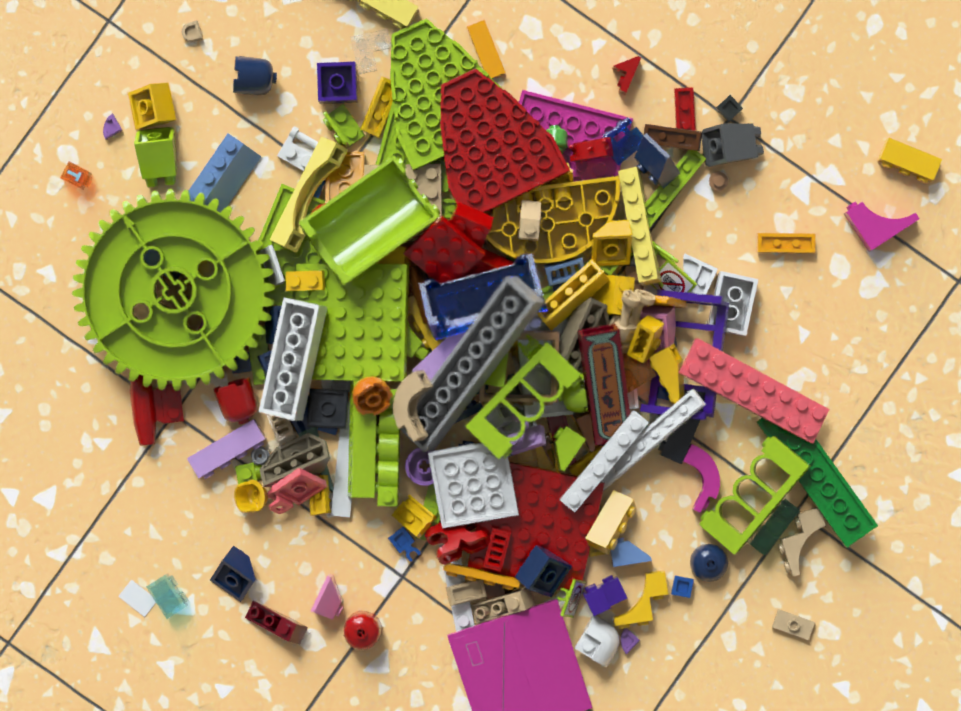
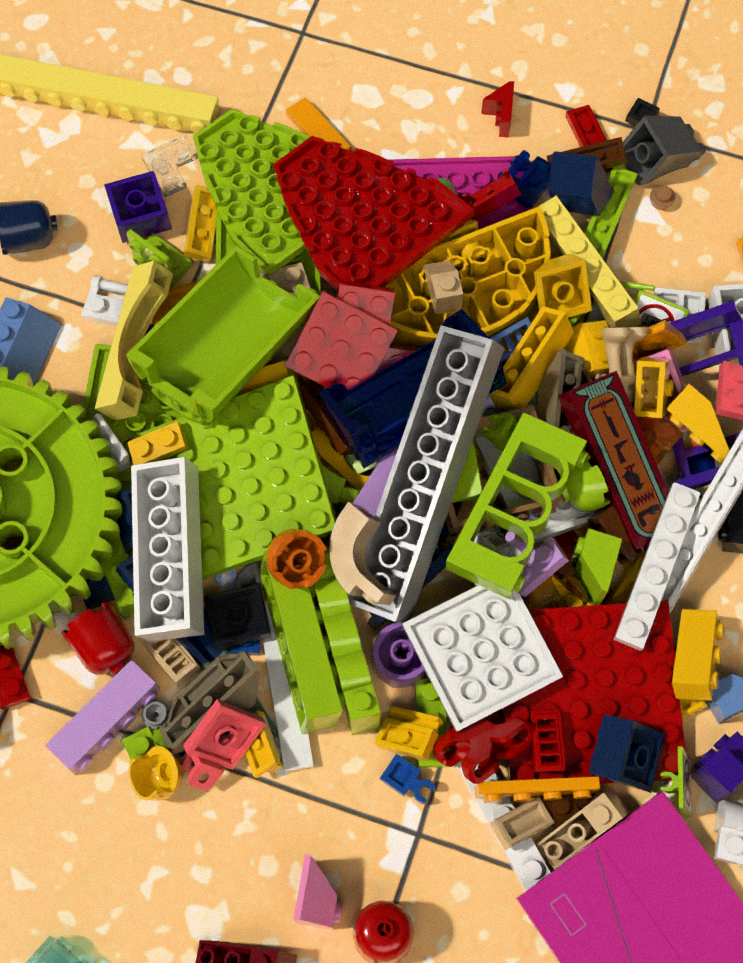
camera: 20 degrees left, 20 degrees down
(234, 574) = (160, 904): dark blue slope -> none

